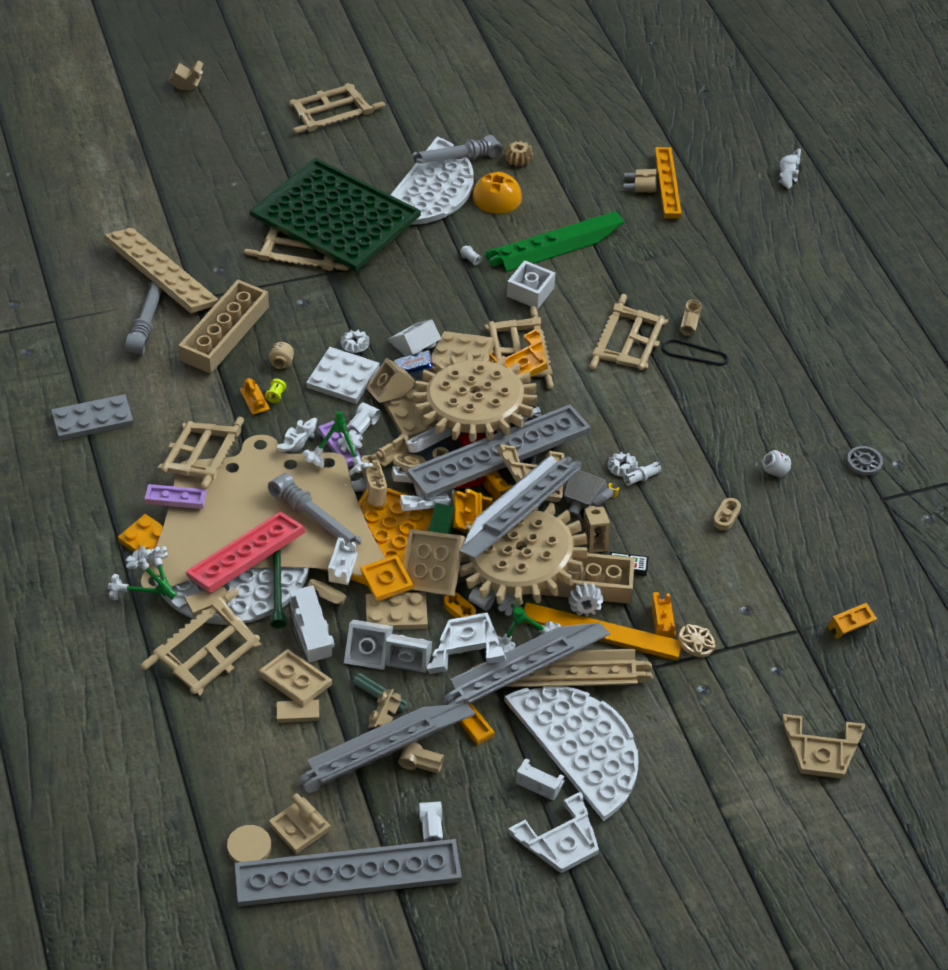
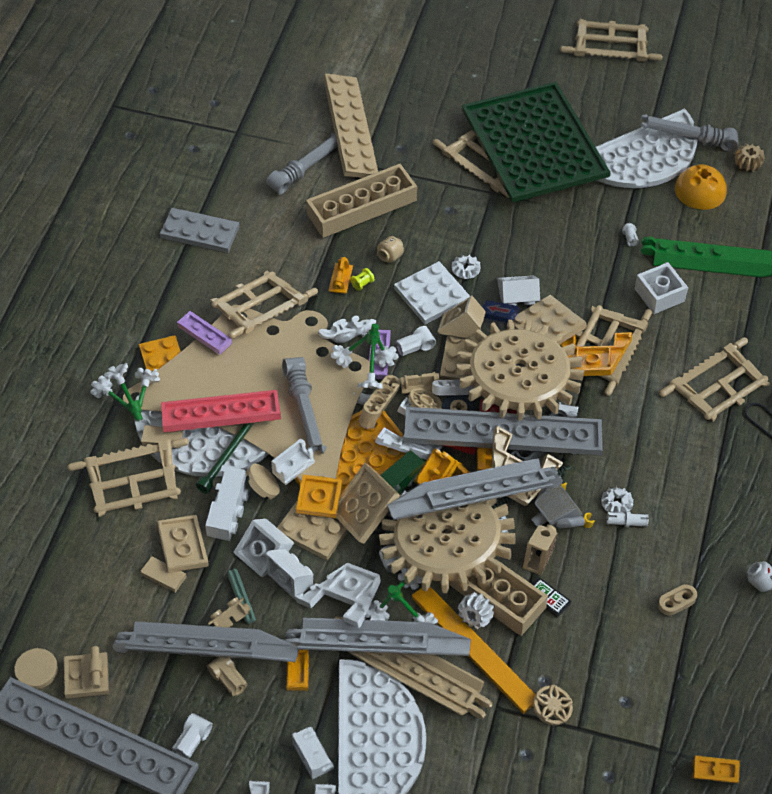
camera: 35 degrees right, 5 degrees up
(461, 606) = (371, 556): light orange beam -> none
(663, 616) = (540, 665): light orange hinge -> none

